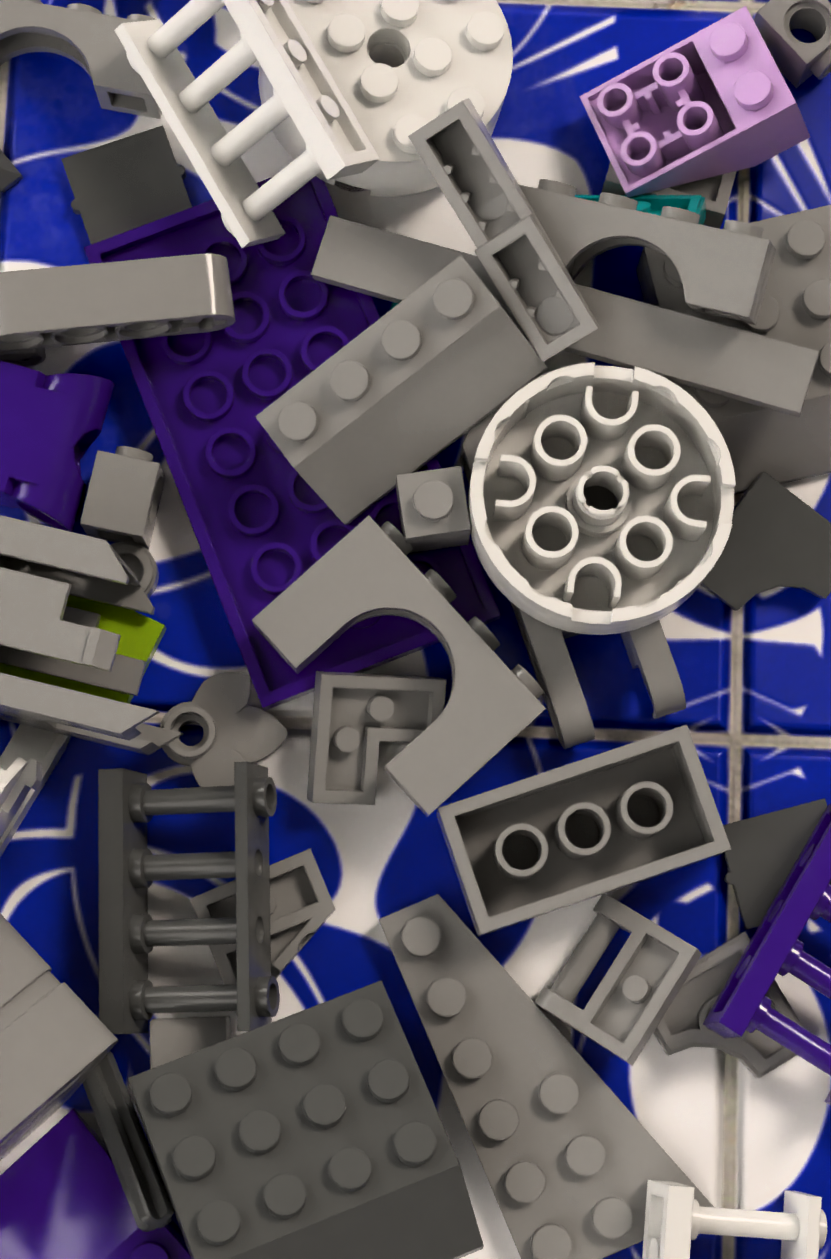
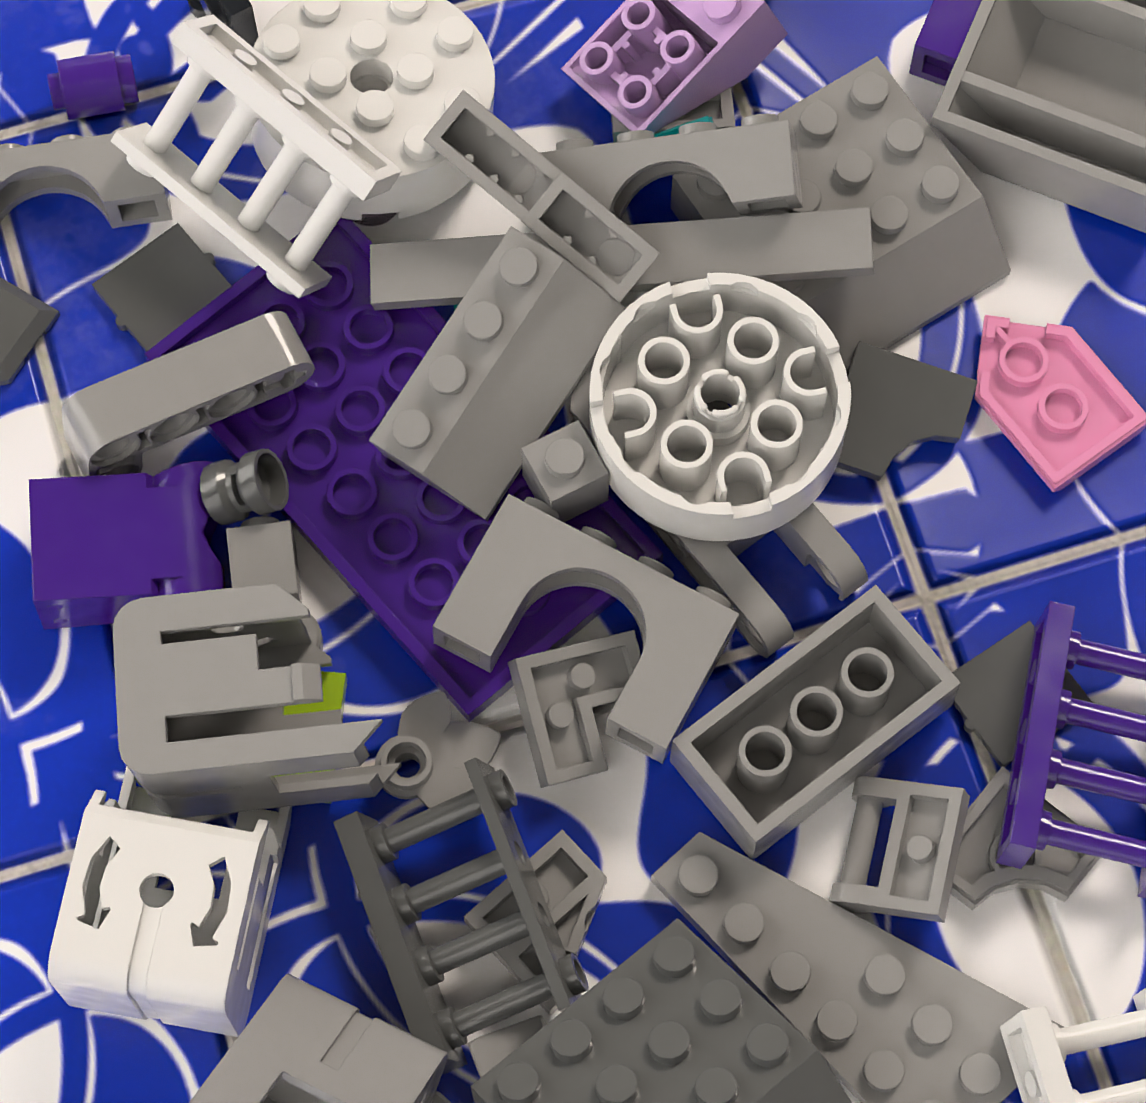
camera: 15 degrees left, 10 degrees down
(128, 415) = (249, 485): none -> dark grey wheel

